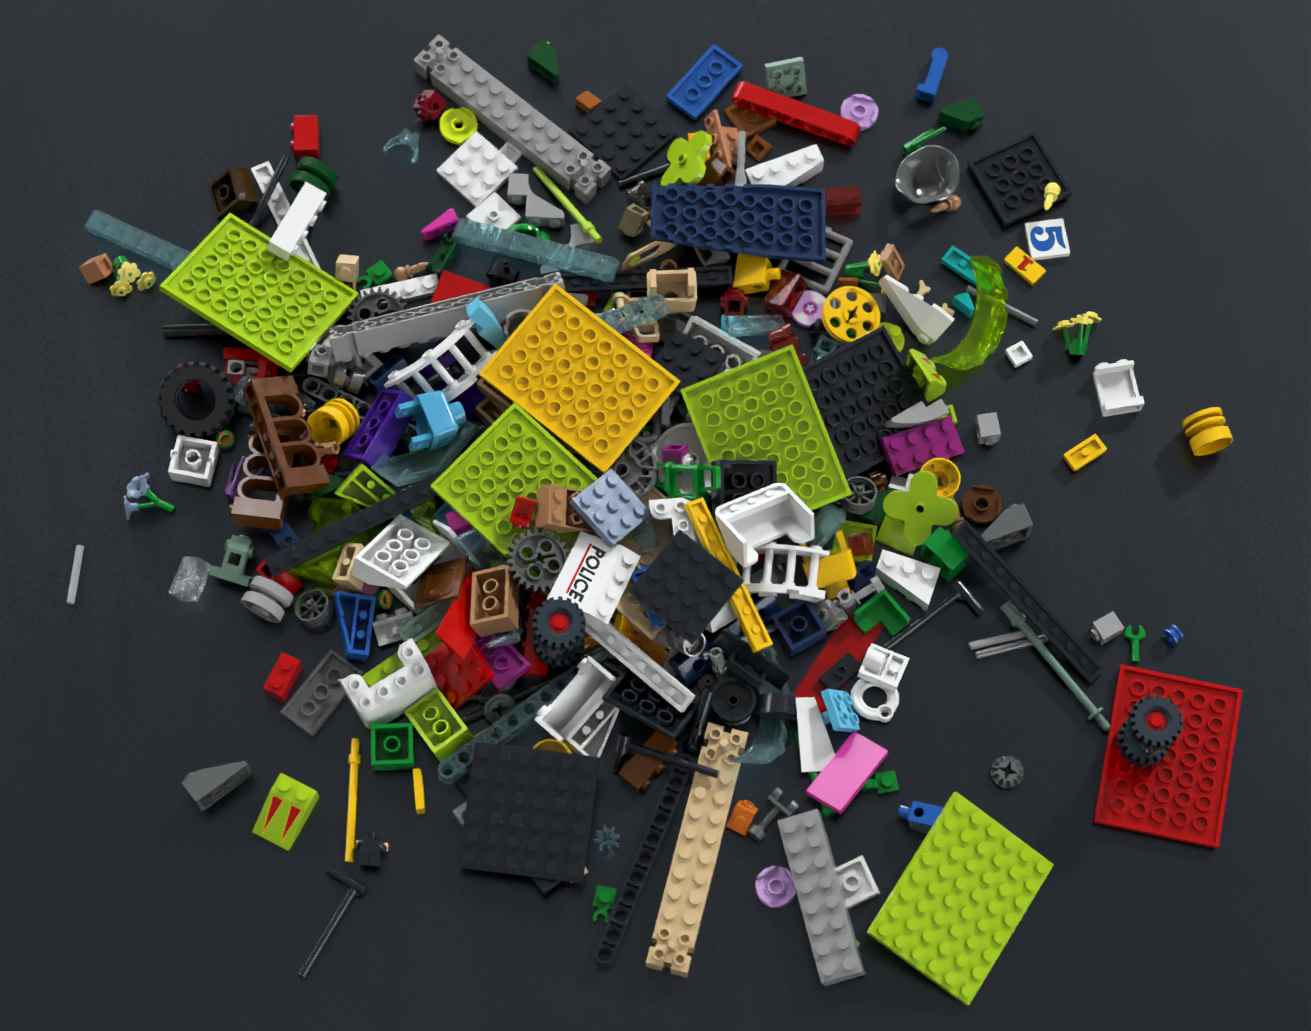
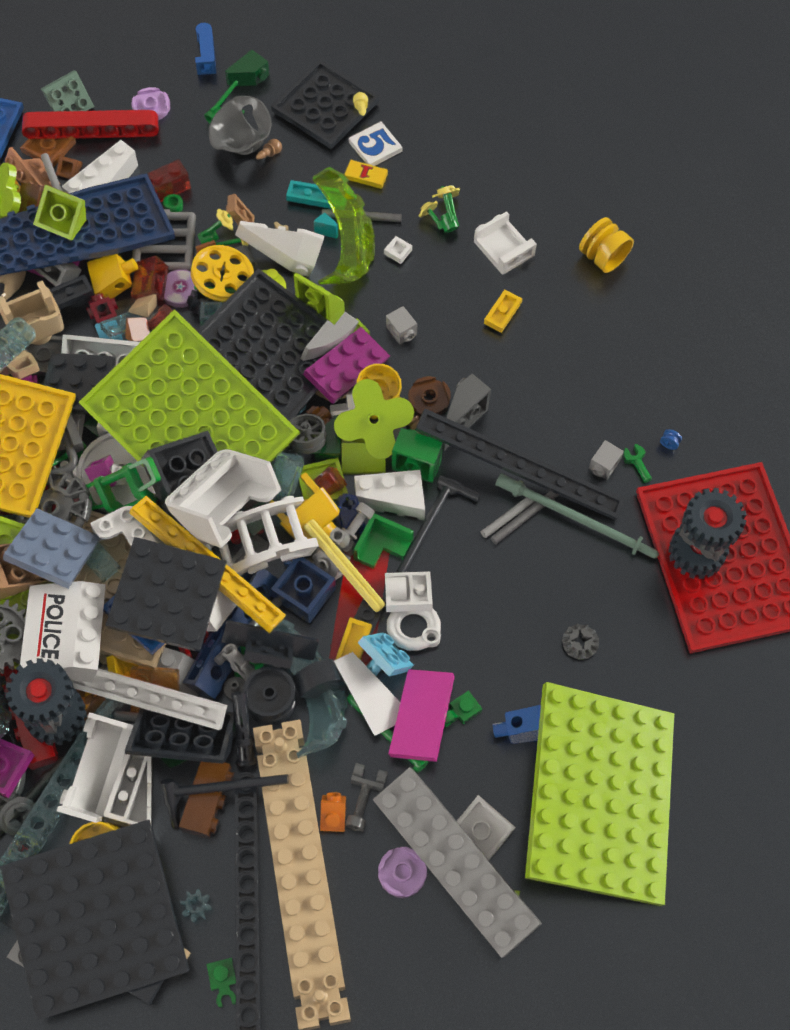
camera: 25 degrees left, 5 degrees down
(680, 644) = (189, 658): flat silver wheel -> none
(733, 205) = (60, 213): none -> lime slope
(756, 337) = (136, 328): none -> slope
(770, 315) = (144, 306): none -> tan slope
(823, 681) = (354, 632): none -> yellow tile
(837, 222) = (173, 202): none -> green tile
(839, 623) = (344, 565): none -> light yellow axle

